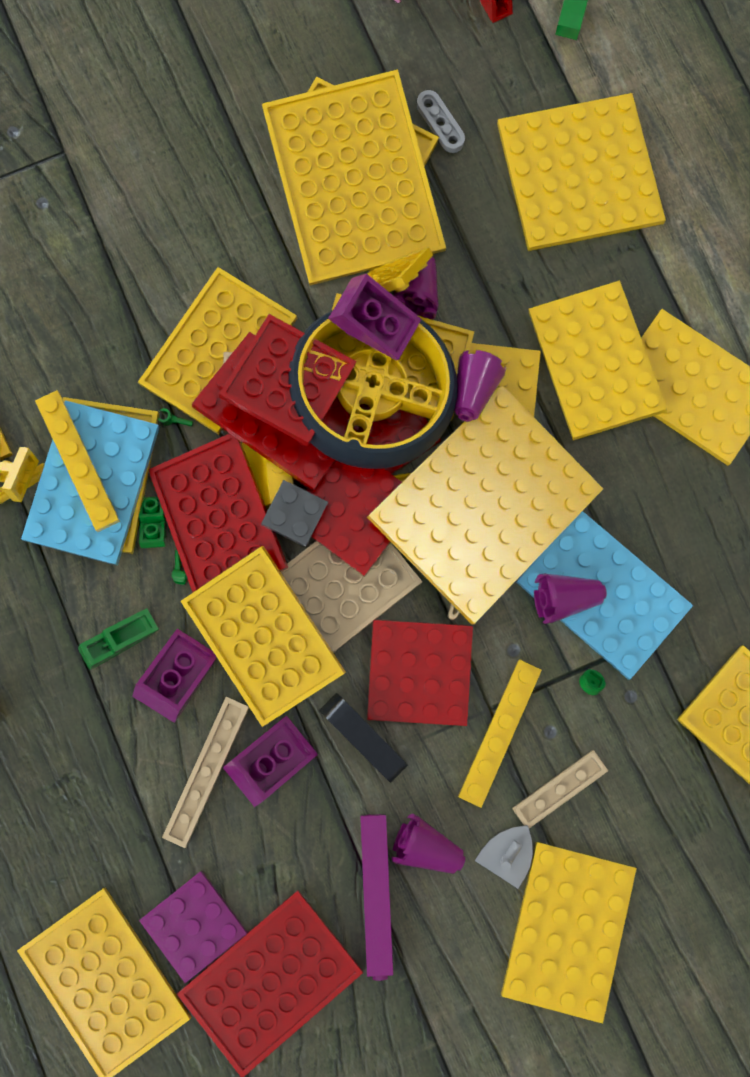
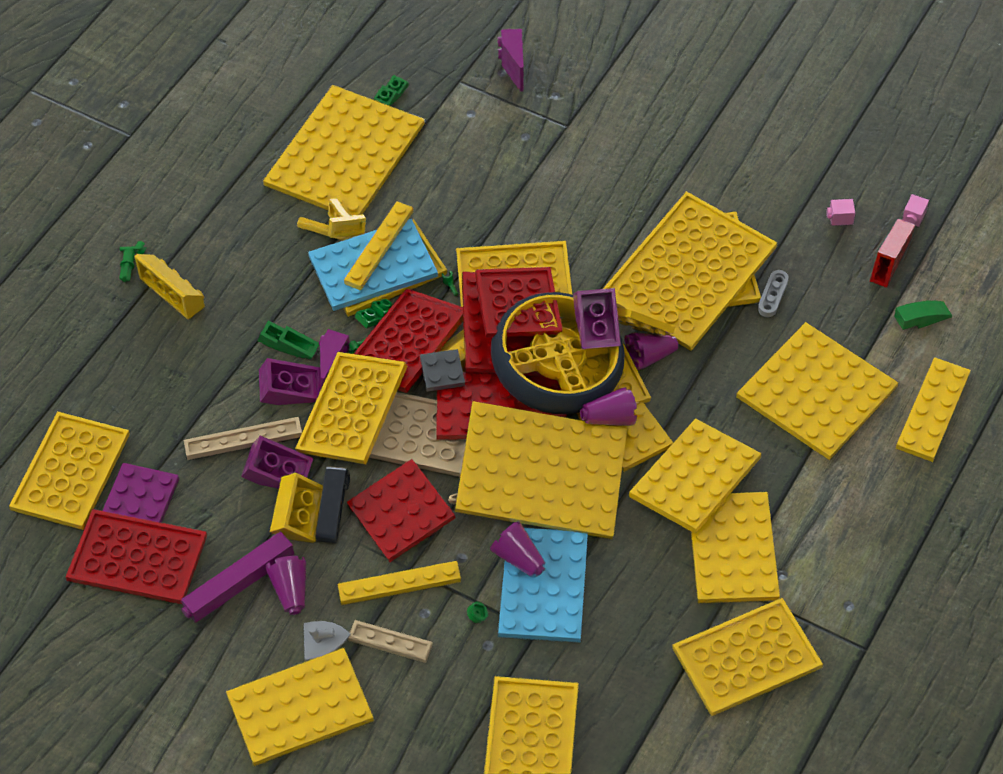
camera: 55 degrees right, 25 degrees down
(165, 600) = (329, 346): none -> magenta slope
(342, 777) = (297, 508): none -> yellow slope
(682, 86) = (933, 409): none -> yellow plate

